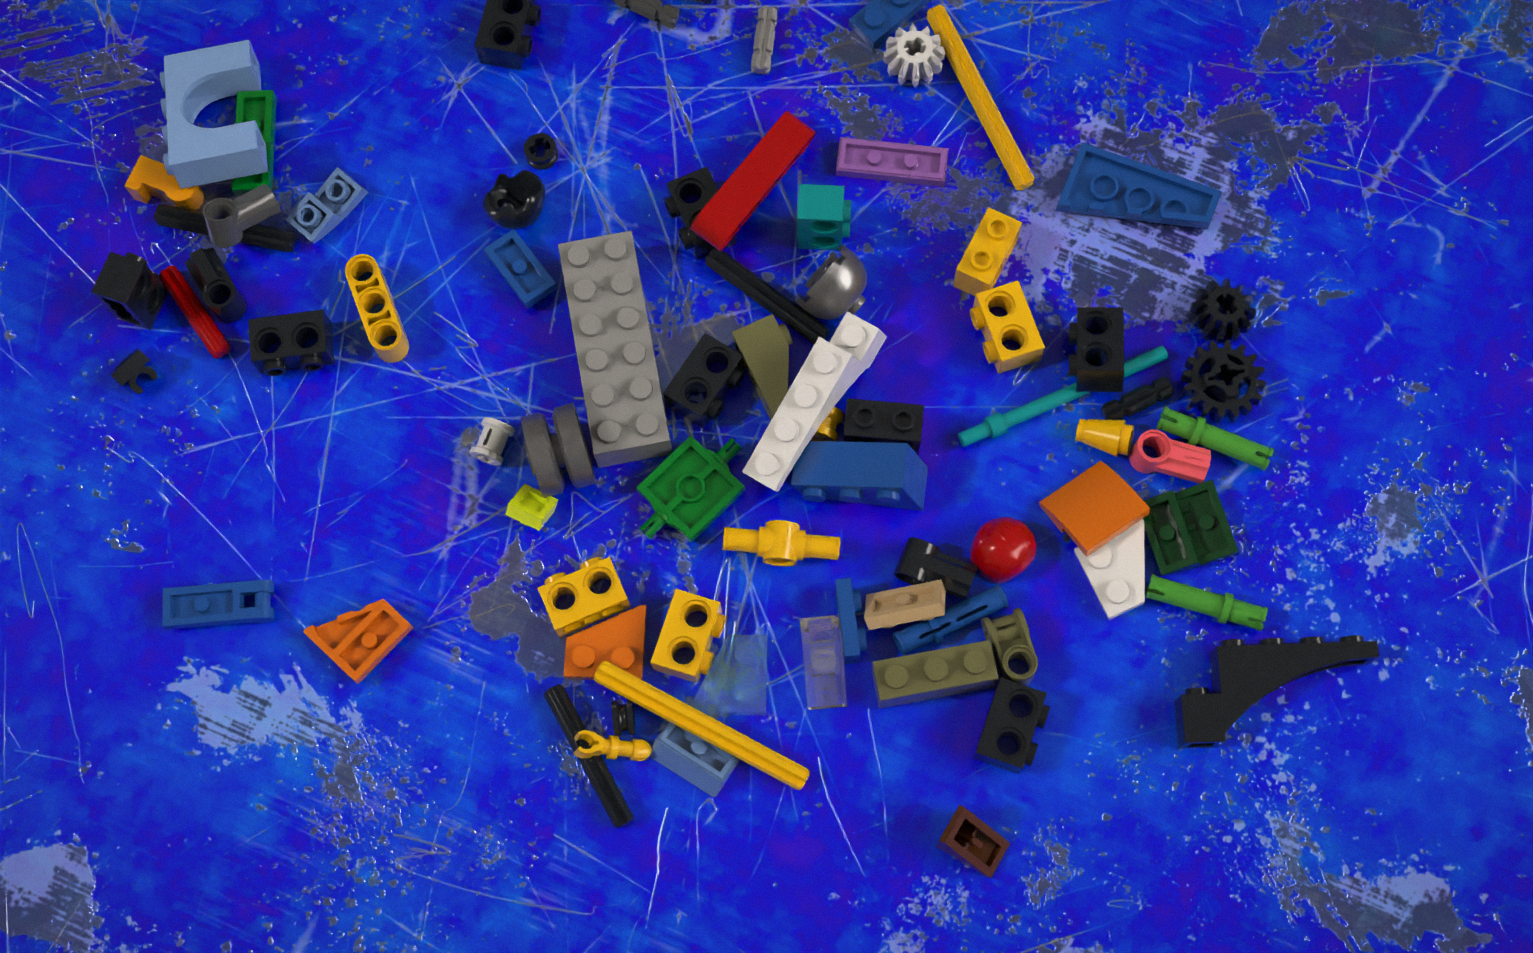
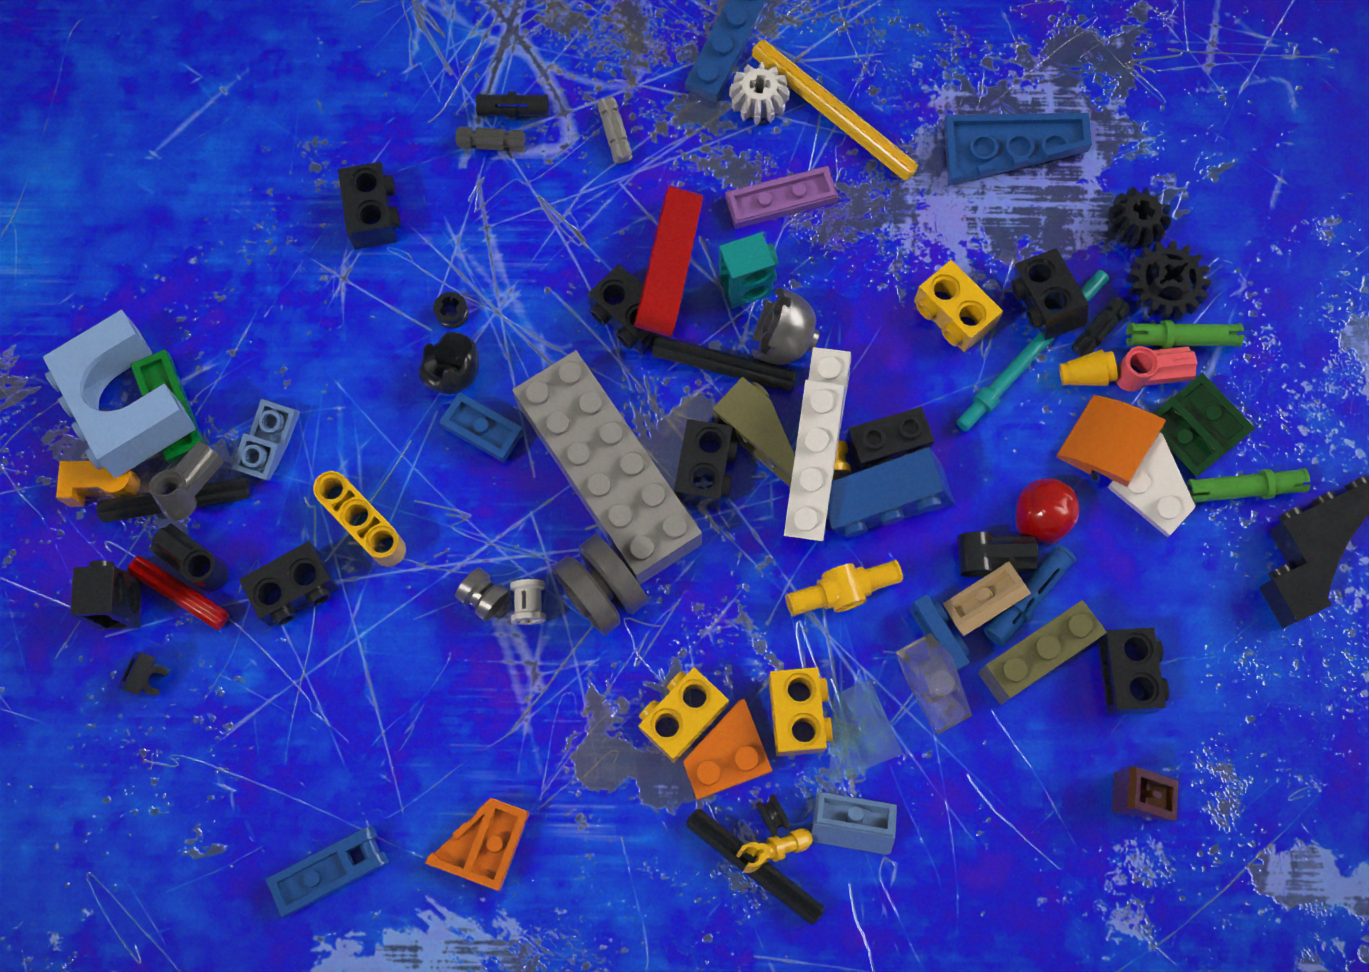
camera: 25 degrees left, 0 degrees up
(454, 418) = (482, 594): none -> flat silver wheel
(531, 507) = (594, 650): neon yellow plate -> none
(690, 488) = (736, 571): green plate -> none
(701, 725) = (849, 791): yellow axle -> none
(987, 252) = (909, 246): yellow brick -> none
(1011, 641) = (1097, 594): olive piece -> none

